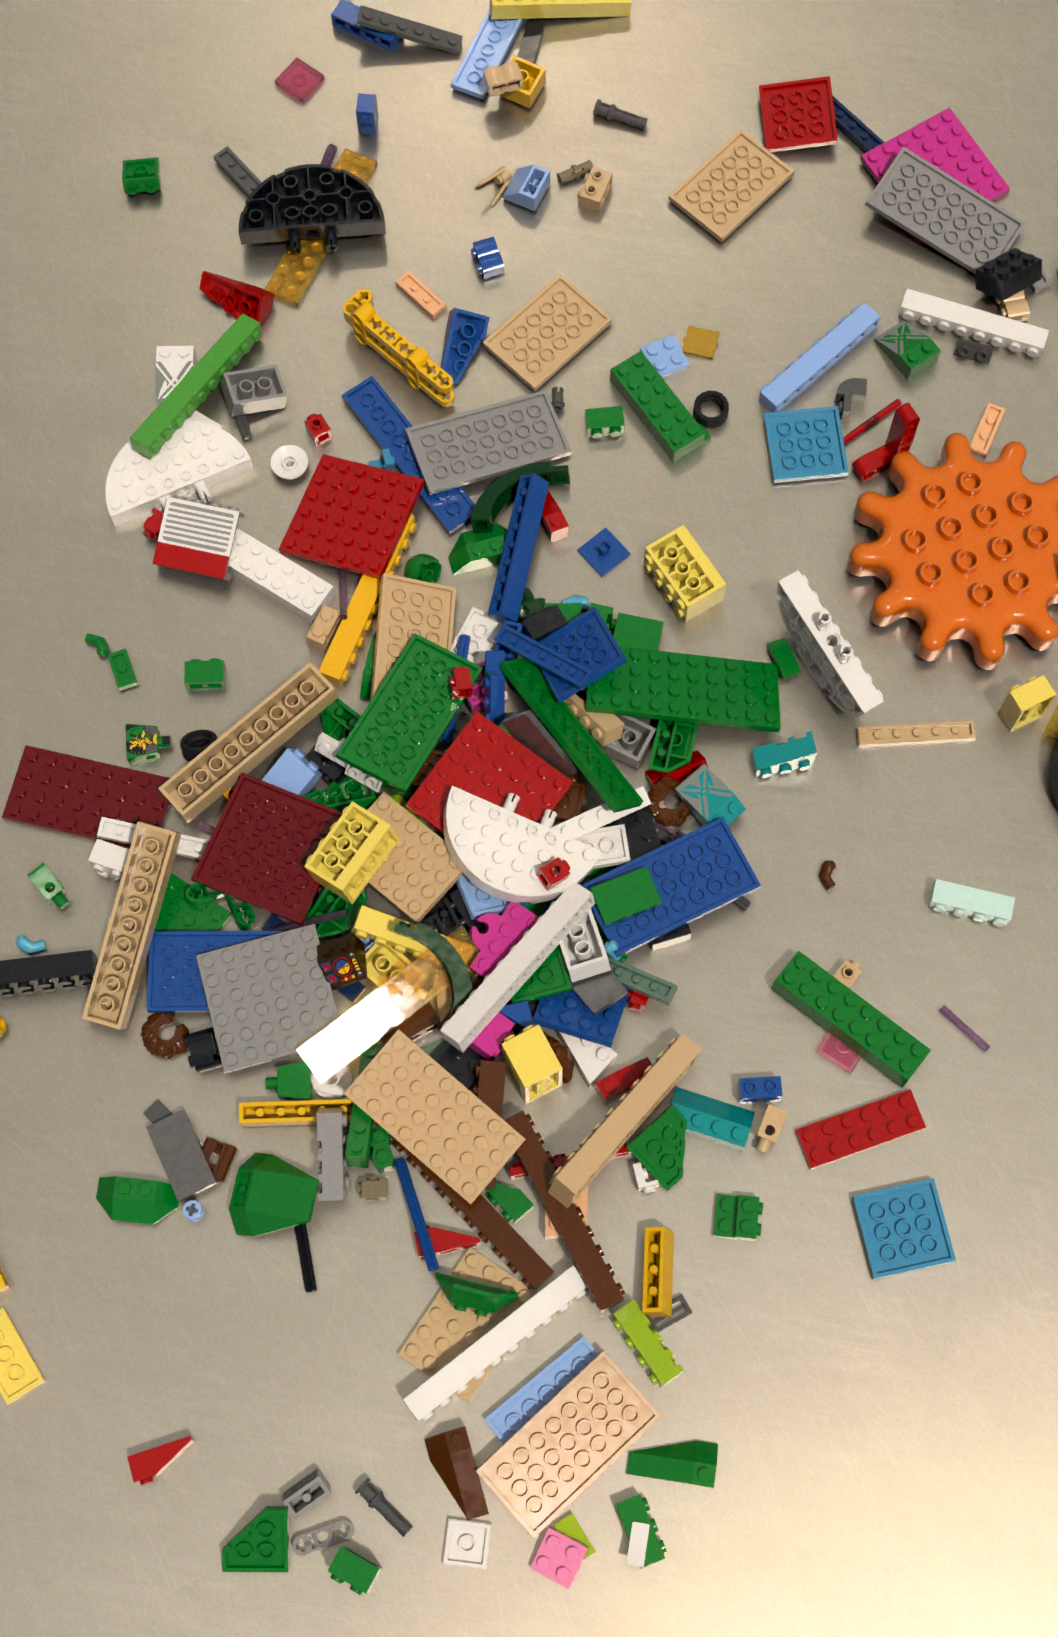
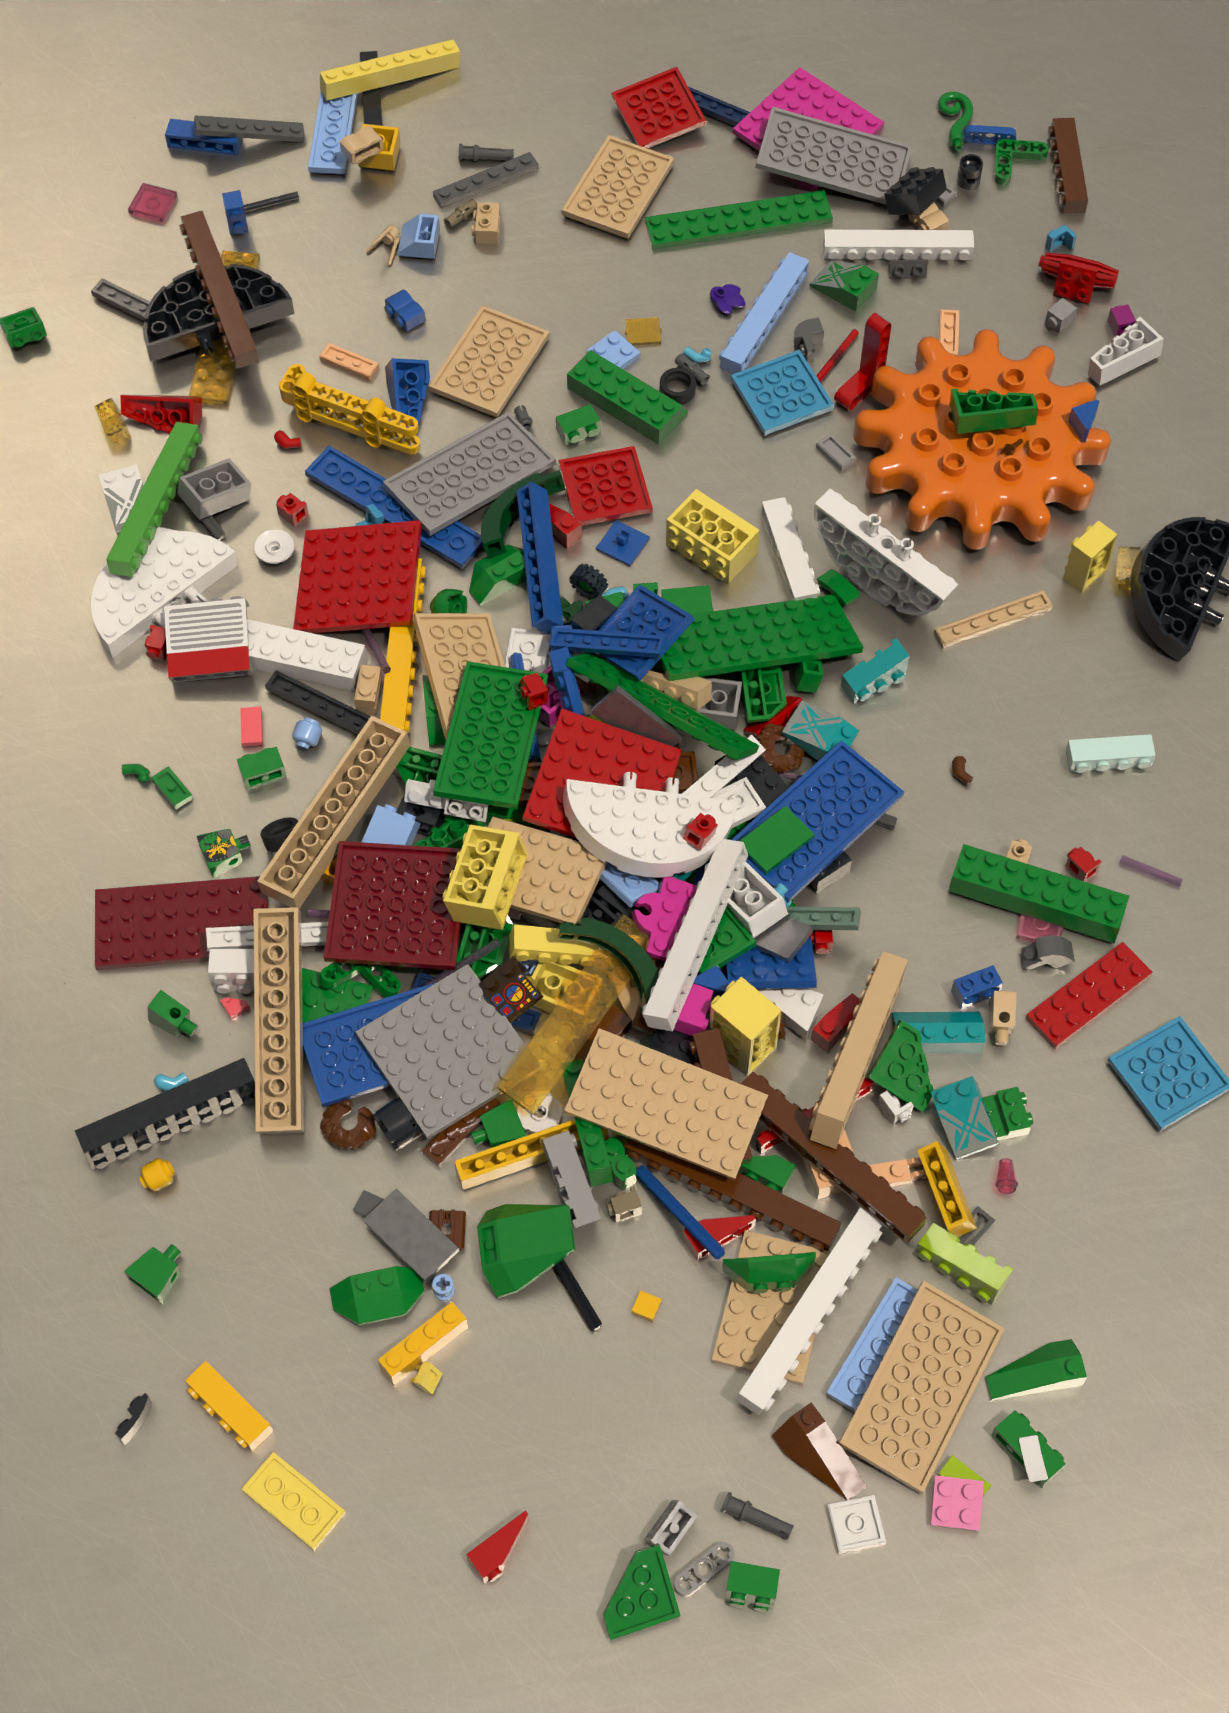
camera: 20 degrees left, 10 degrees down
(106, 892) = (234, 1007): none -> coral tile
(151, 1287) = (427, 1377): none -> light yellow tile
(158, 1255) = (423, 1343): none -> yellow brick
(188, 293) = (112, 420): none -> clear yellow hinge
(211, 631) = (251, 726): none -> coral tile
(246, 1078) = (455, 1135): none -> reddish brown plate
(255, 654) = (307, 733): none -> light blue head
(277, 628) = (317, 702): none -> black plate
(320, 193) = (219, 289): none -> reddish brown brick
(335, 358) = (285, 442): none -> red arm
(360, 1286) = (646, 1306): none -> yellow tile
(405, 109) = (271, 201): none -> black bar
(555, 584) = (588, 581): none -> black bush
(607, 491) = (605, 486): none -> red plate
(611, 142) = (485, 180): none -> dark grey plate
(617, 1237) = (898, 1171): none -> light nougat hinge
(700, 1209) = (964, 1117): none -> teal slope
(717, 1277) = (1006, 1177): none -> clear pink cone
(721, 740) = (808, 676): none -> green brick
(731, 395) = (700, 376): none -> dark grey pin
(743, 385) = (696, 357): none -> medium azure arm
(751, 608) = (788, 549): none -> white brick
(793, 333) = (727, 298): none -> dark purple plate
(832, 252) = (738, 219): none -> green plate
(834, 520) = (836, 452): none -> light grey tile
(837, 1077) = (1048, 950): none -> dark grey brick
(902, 1002) = (1082, 864): none -> red brick
(983, 533) = (991, 411): none -> green wedge
(989, 575) = (1010, 449): none -> reddish brown hand

